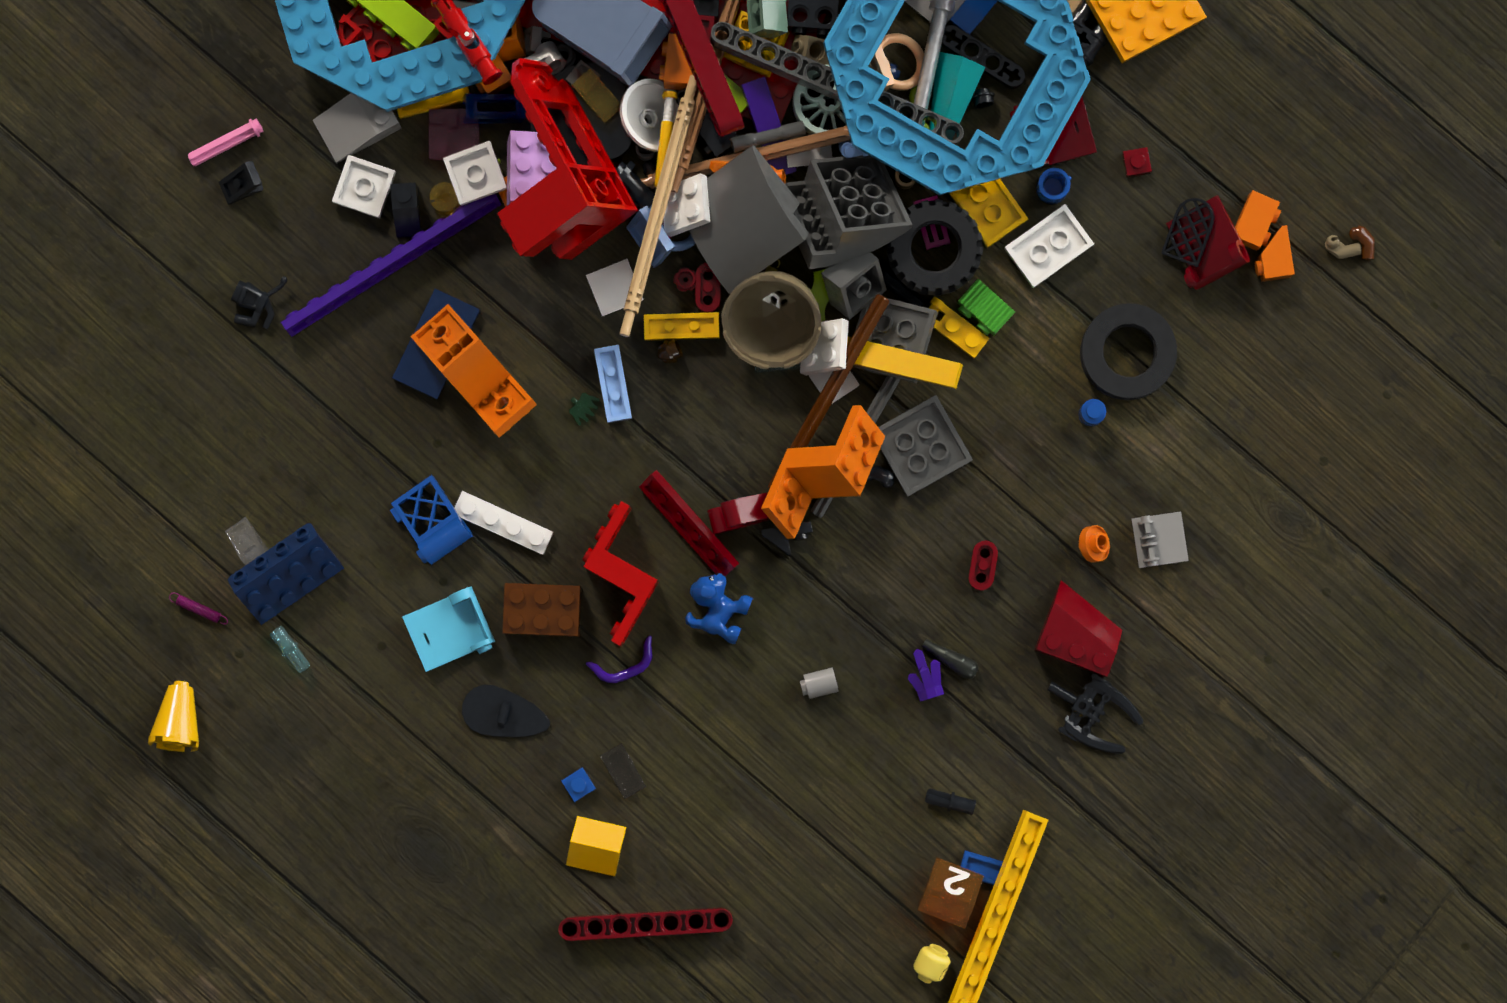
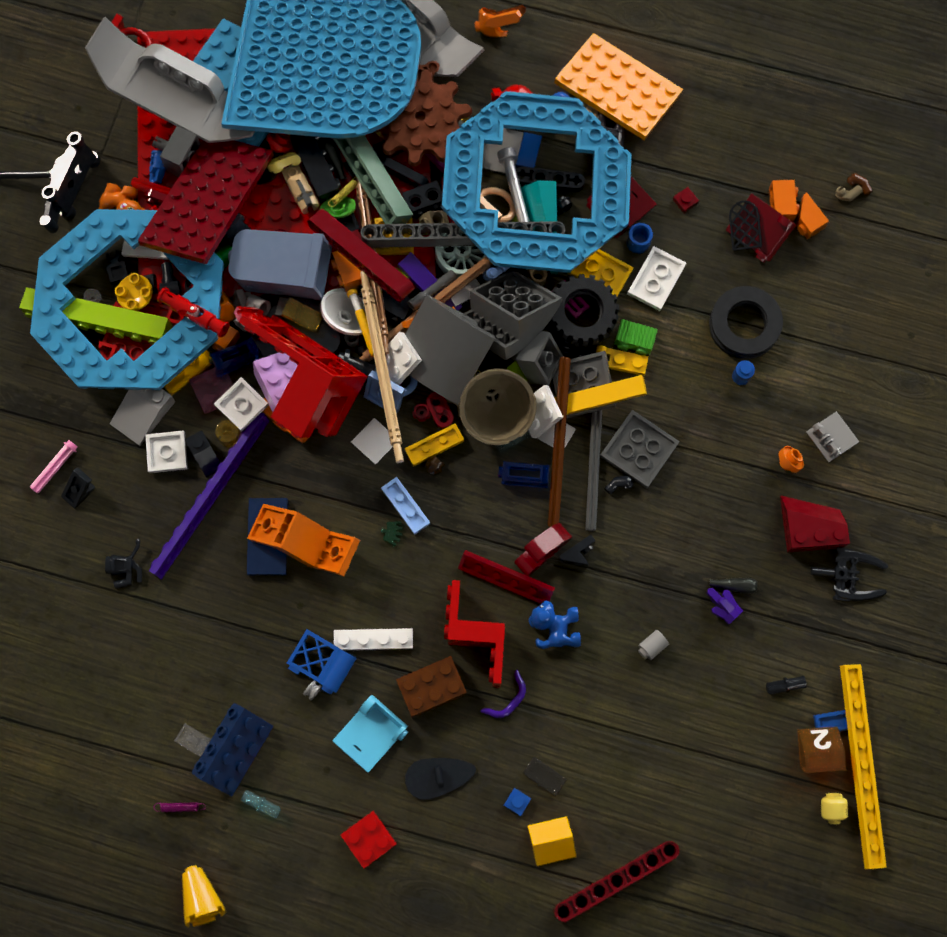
camera: 30 degrees left, 10 degrees down
(392, 745) = (368, 839): none -> red plate
(406, 548) = (312, 690): none -> light grey bush
(746, 399) = (524, 481): none -> clear blue window
(823, 472) = (583, 494): orange bracket -> none
(983, 565) = (723, 510): dark red plate -> none

